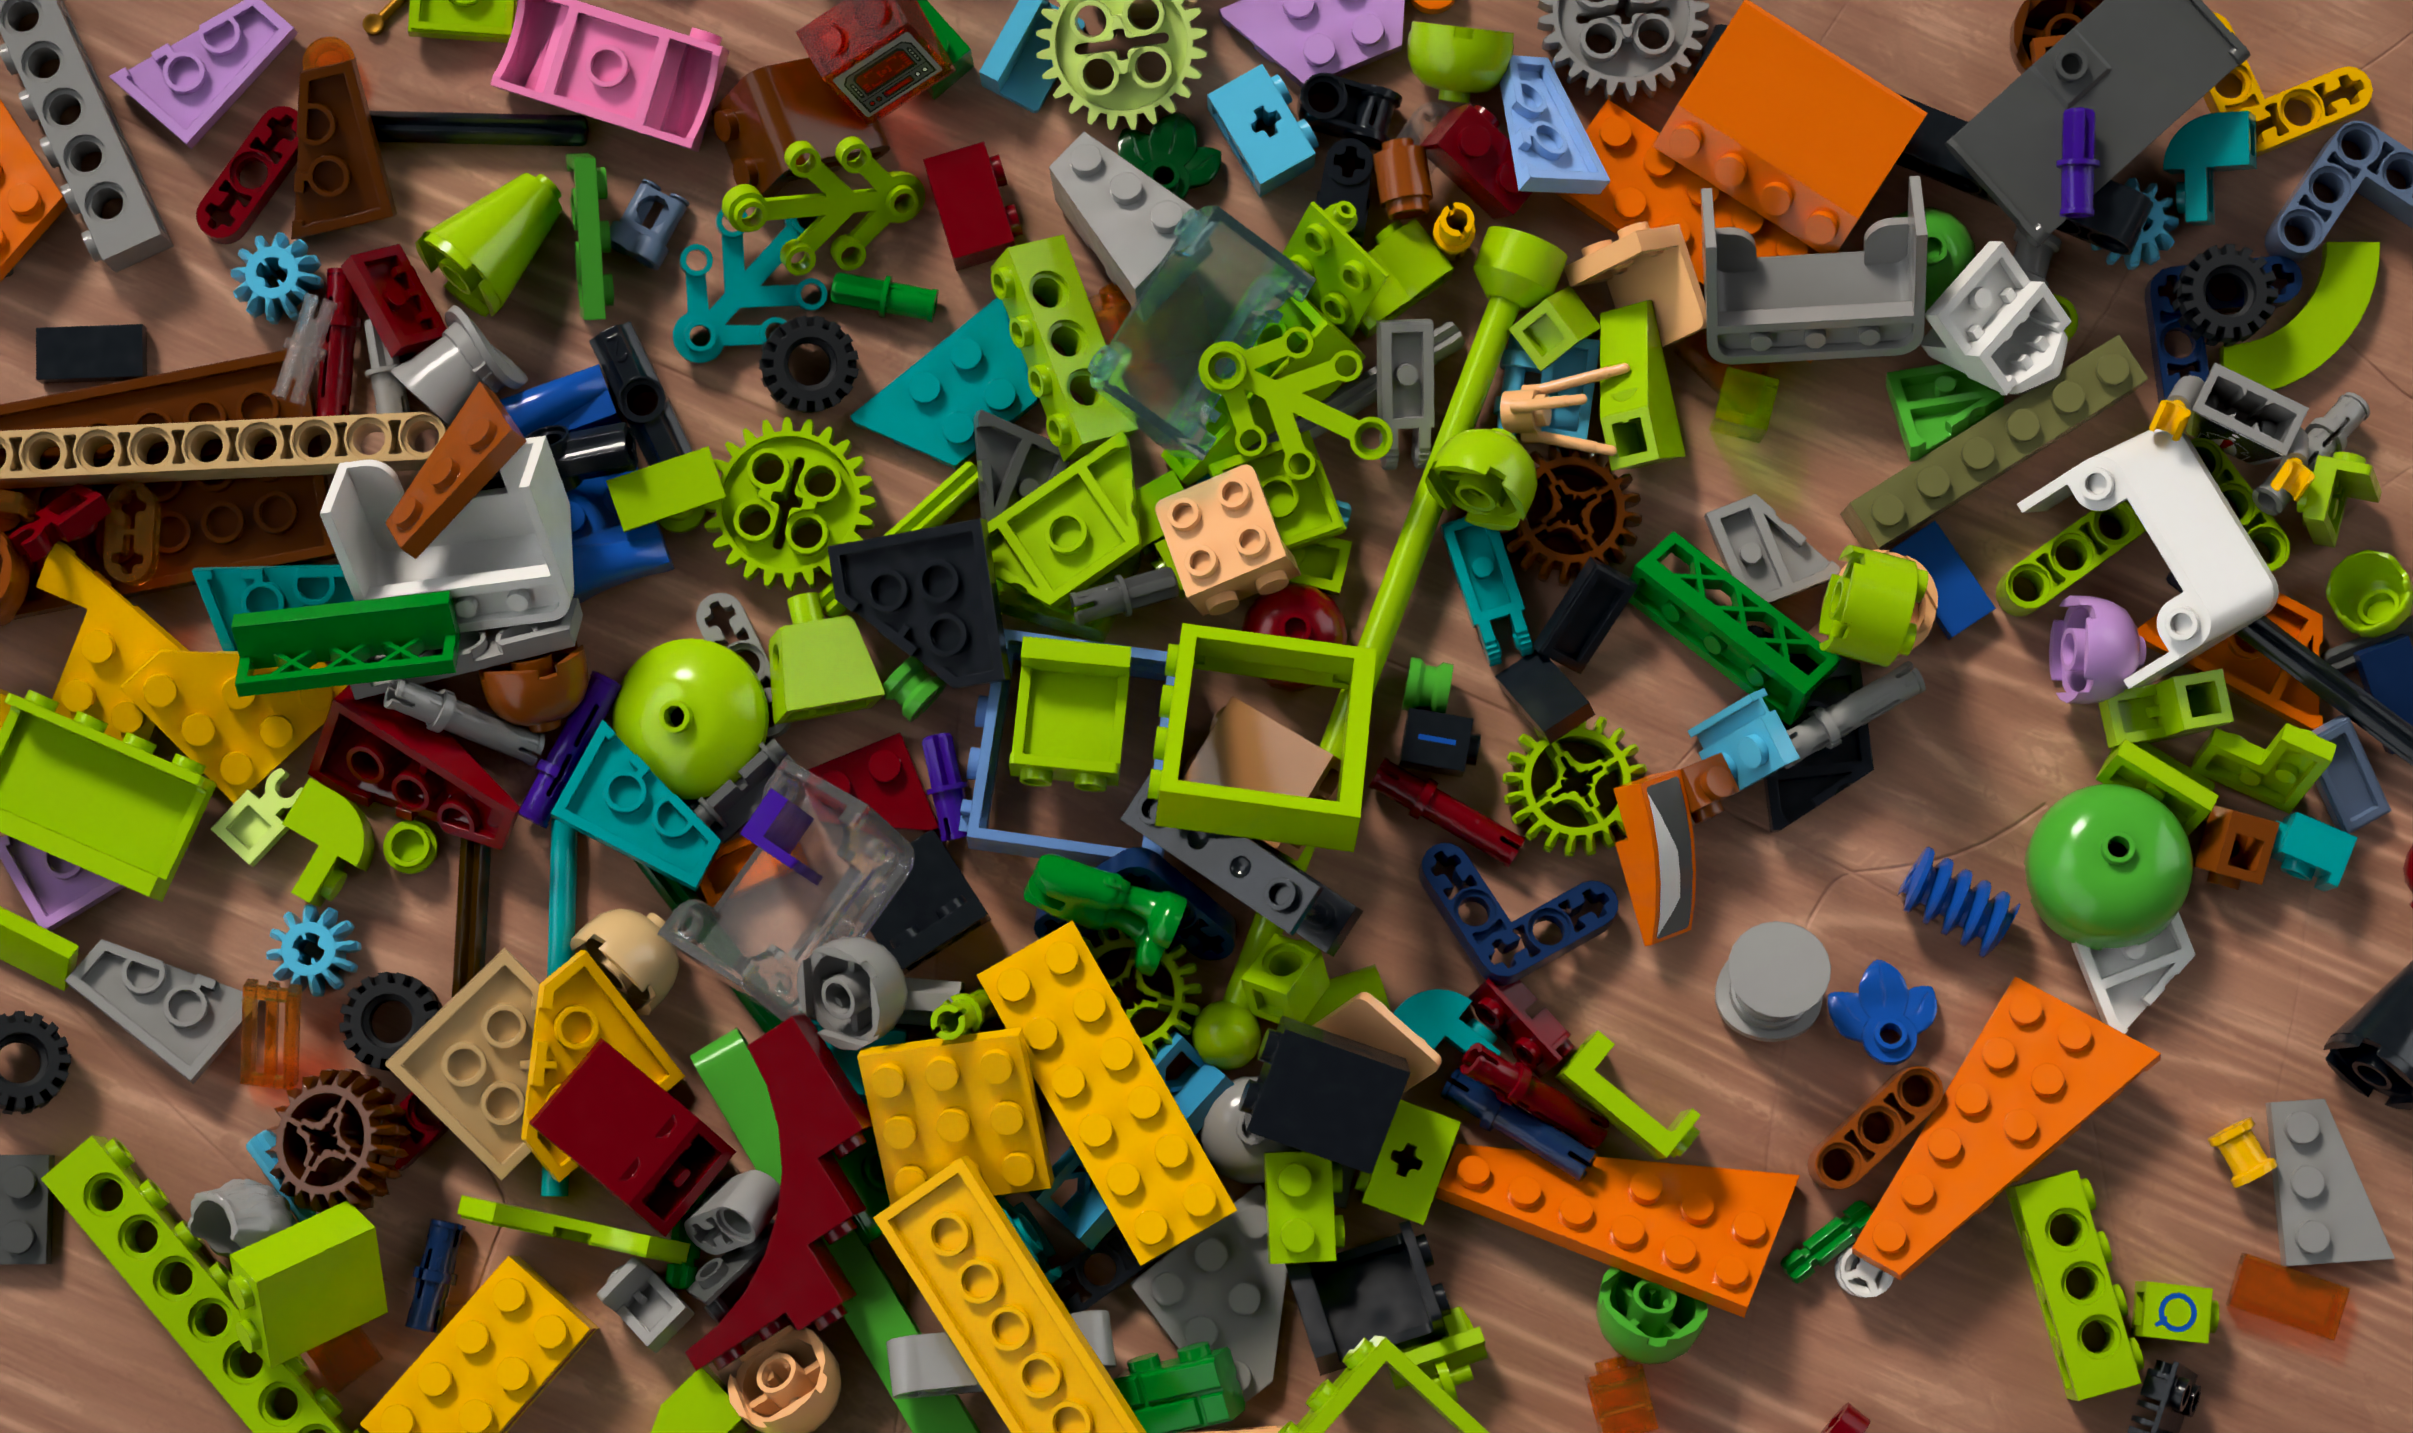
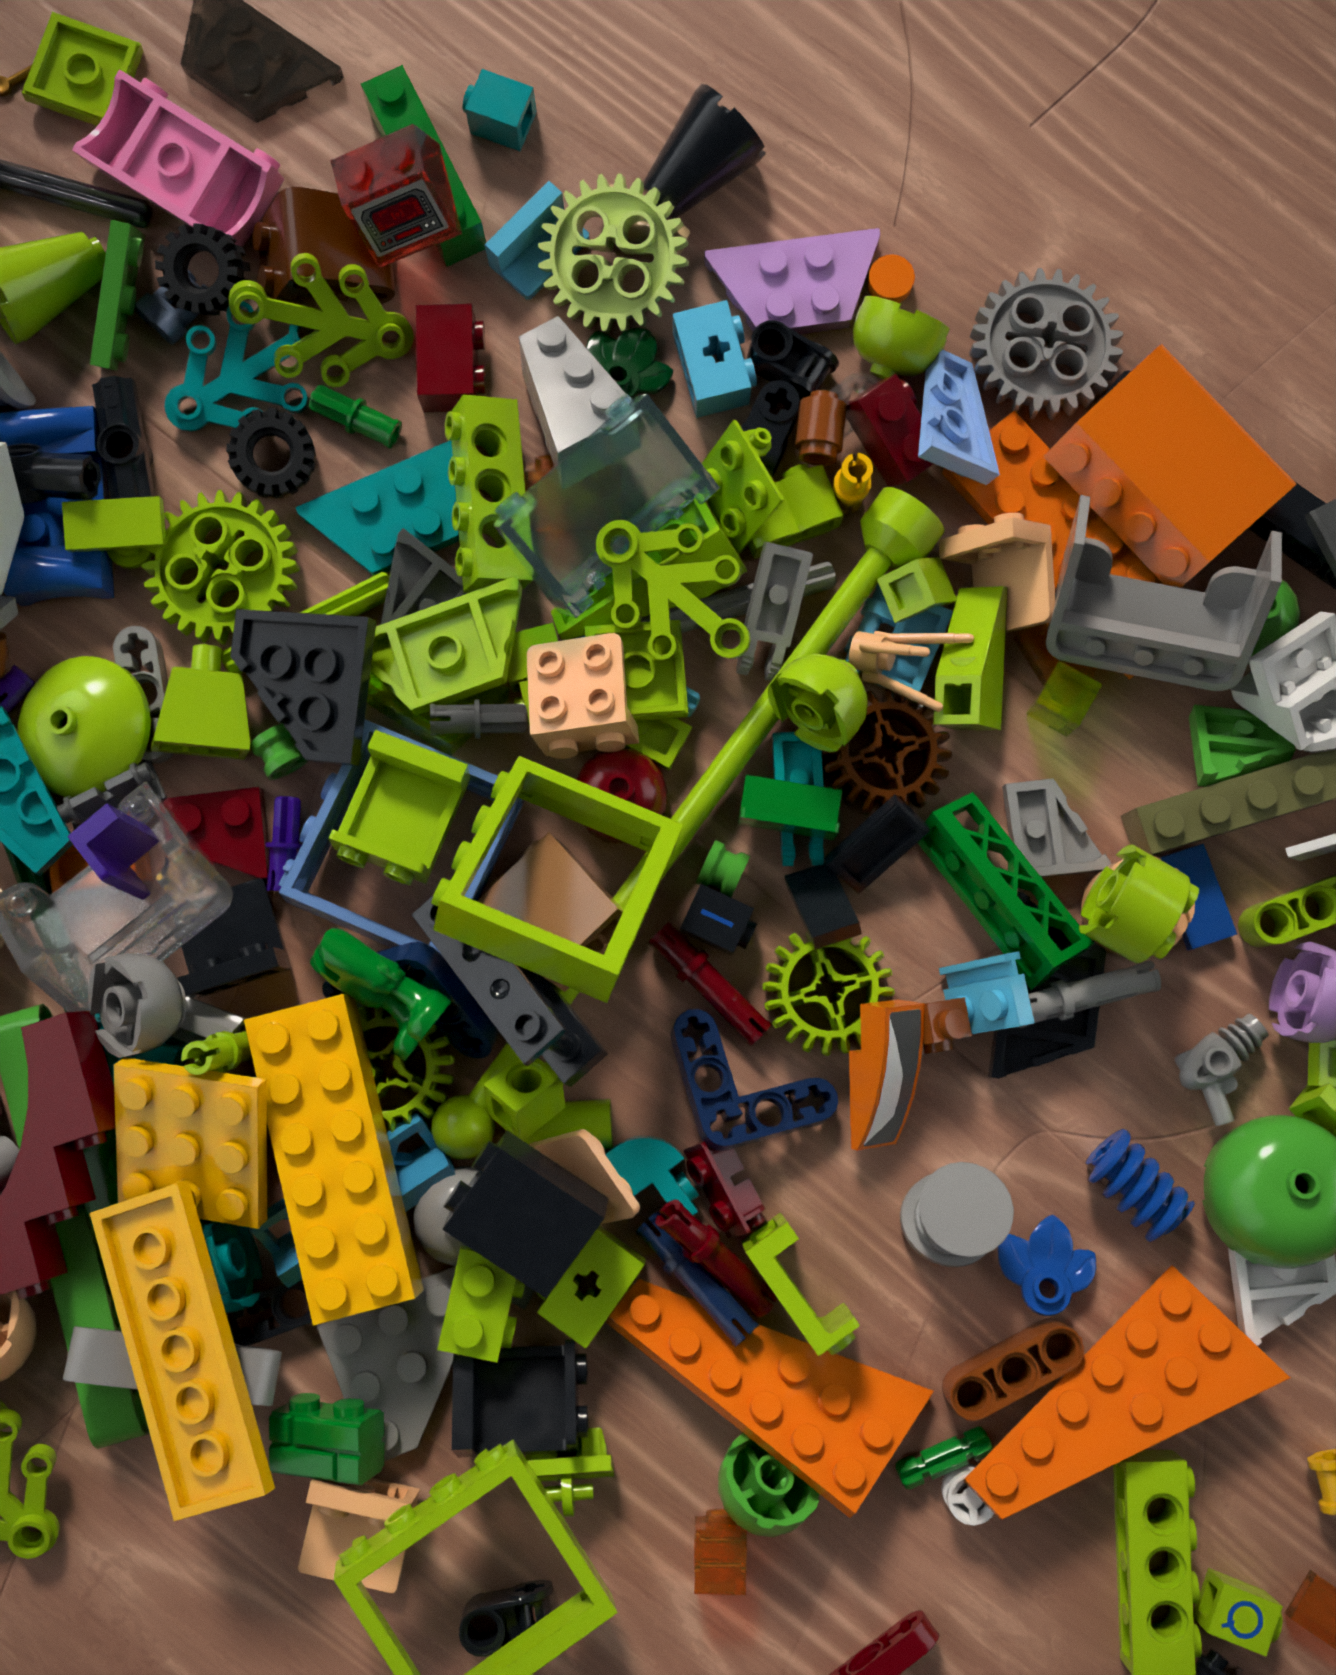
camera: 15 degrees right, 0 degrees up
(647, 189) = (176, 262): none -> black tyre
(1482, 600) = (790, 807): none -> green panel
(2005, 750) = (1216, 1060): none -> light grey piece

